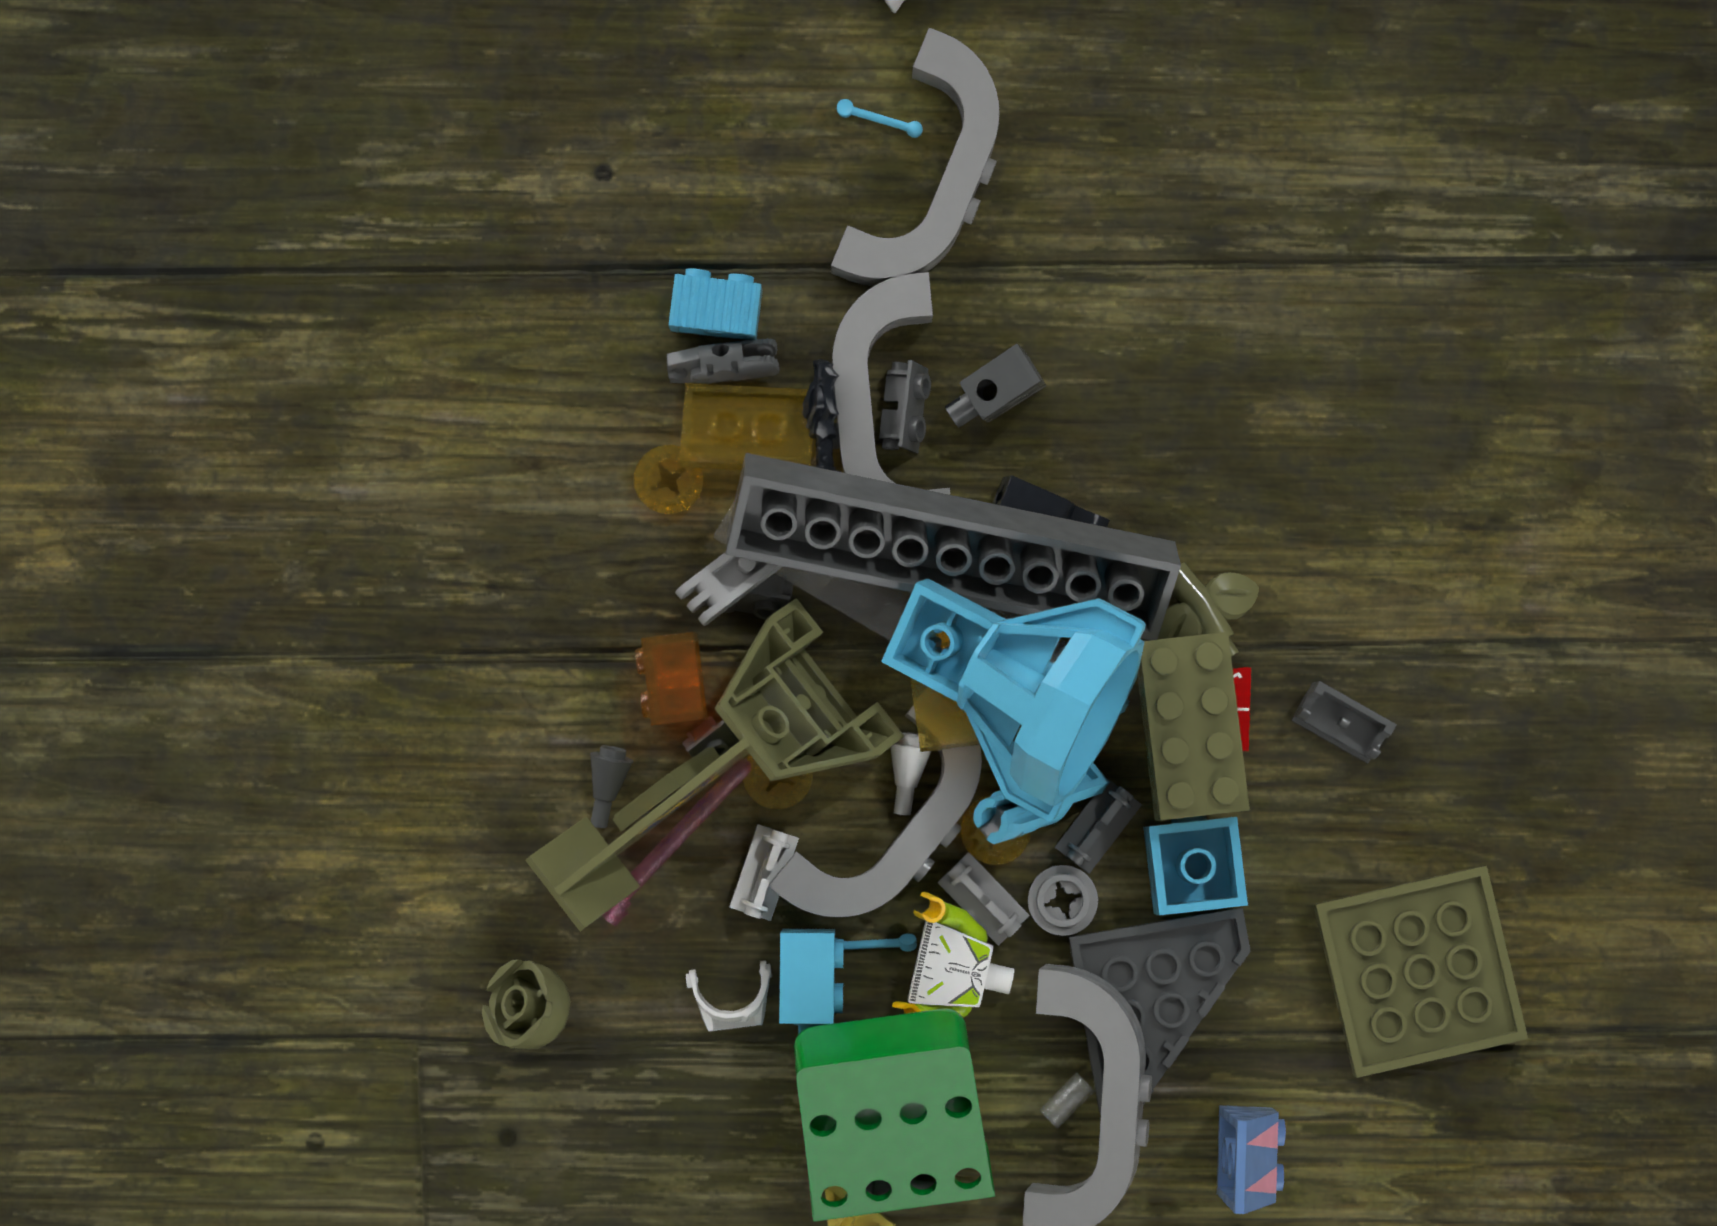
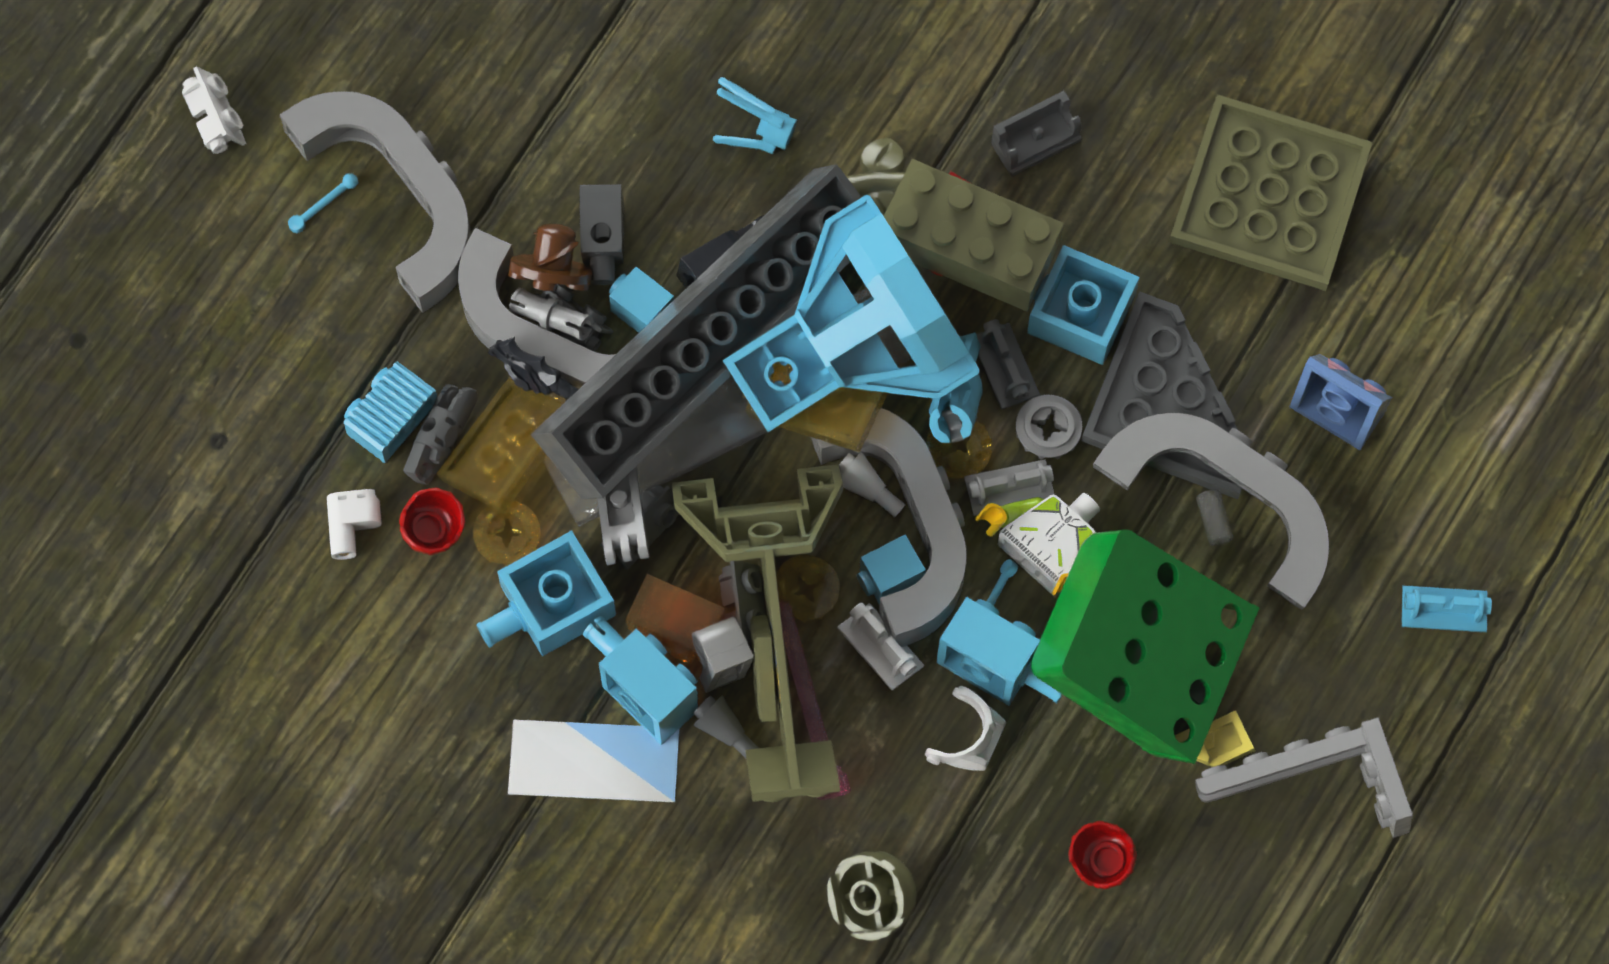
camera: 60 degrees left, 15 degrees down
(513, 683) = (592, 761): none -> sticker
(598, 686) = (644, 679): none -> medium azure brick
(603, 330) = (348, 513): none -> white piece
(626, 556) = (550, 596): none -> medium azure brick
(634, 409) = (432, 521): none -> red hair
(659, 742) = (722, 653): none -> light grey plate
(686, 1184) = (1102, 855): none -> red hair
(836, 840) = (890, 568): none -> medium azure brick
(888, 392) = (551, 314): none -> light grey pin
(935, 363) = (552, 261): none -> reddish brown plate
(955, 461) = (638, 299): none -> medium azure brick
(1201, 477) = (774, 125): none -> medium azure plant

